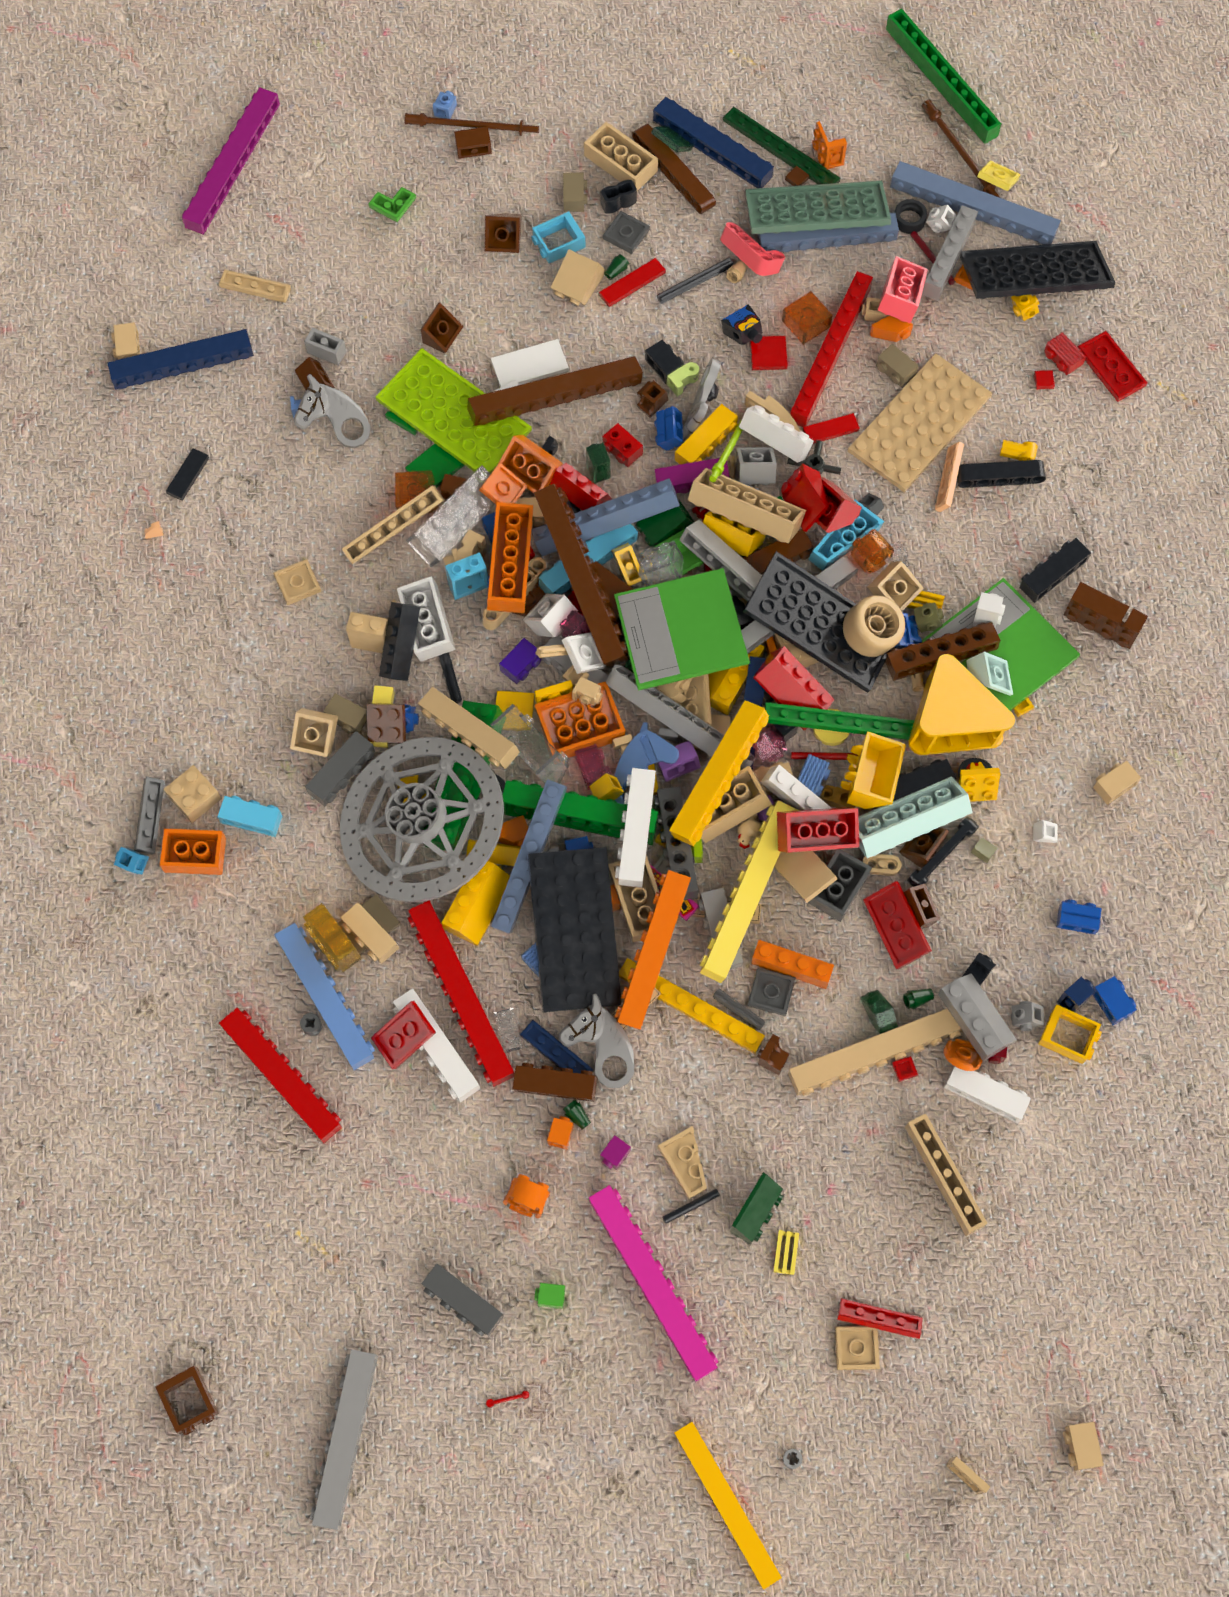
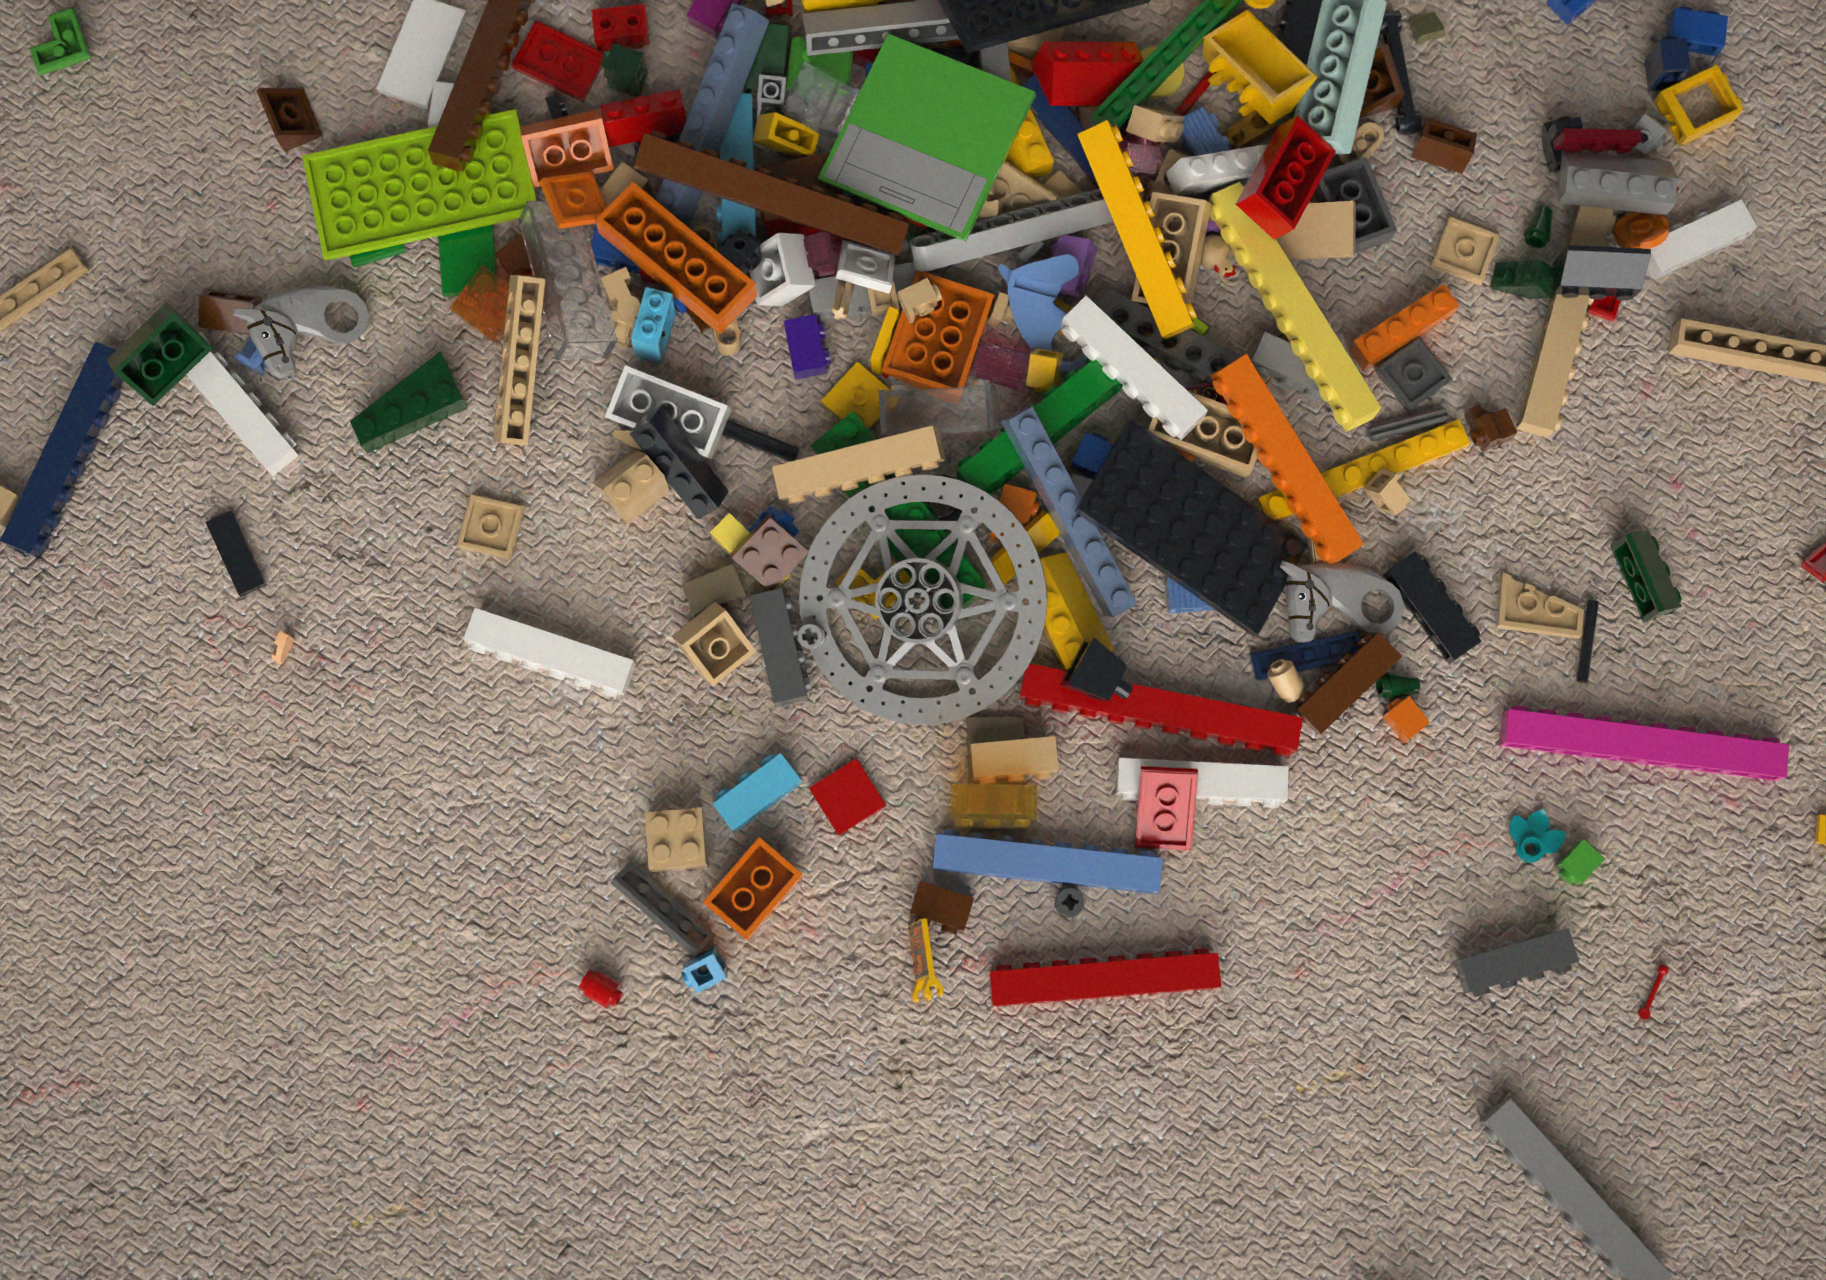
camera: 55 degrees left, 10 degrees up
(82, 816) = (601, 988): none -> red brick
(204, 977) = (922, 961): none -> flag
(249, 658) = (549, 652): none -> white brick
(257, 957) = (941, 907): none -> reddish brown brick
(260, 360) = (159, 354): none -> dark green slope
(266, 413) = (243, 412): none -> white brick
(284, 865) = (847, 797): none -> red tile
(325, 346) = (199, 266): light grey brick -> none
(330, 495) = (410, 406): none -> dark green wedge
(353, 776) = (807, 643): none -> light grey bush
(448, 938) = (1096, 672): none -> black torso
(526, 1196) = (1454, 807): orange brick -> none
(529, 1048) = (1286, 680): none -> tan brick
(539, 586) = (742, 251): none -> black brick
(551, 1257) = (1537, 832): none -> teal plate
(578, 429) = (558, 61): none -> red tile
(614, 1153) = (1472, 677): magenta brick -> none
(639, 1099) = (1433, 608): none -> black brick
(644, 539) = (771, 94): none -> dark grey slope
(686, 1025) = (1387, 492): none -> tan brick
(788, 1234) = (1718, 573): light yellow tile -> none
(793, 742) = (1155, 124): none -> tan brick
(869, 967) = (1465, 250): none -> tan tile
(897, 925) = (1445, 183): red plate -> none
(911, 1044) = (1600, 272): none -> slope
(992, 987) = (1597, 140): none -> dark red plate

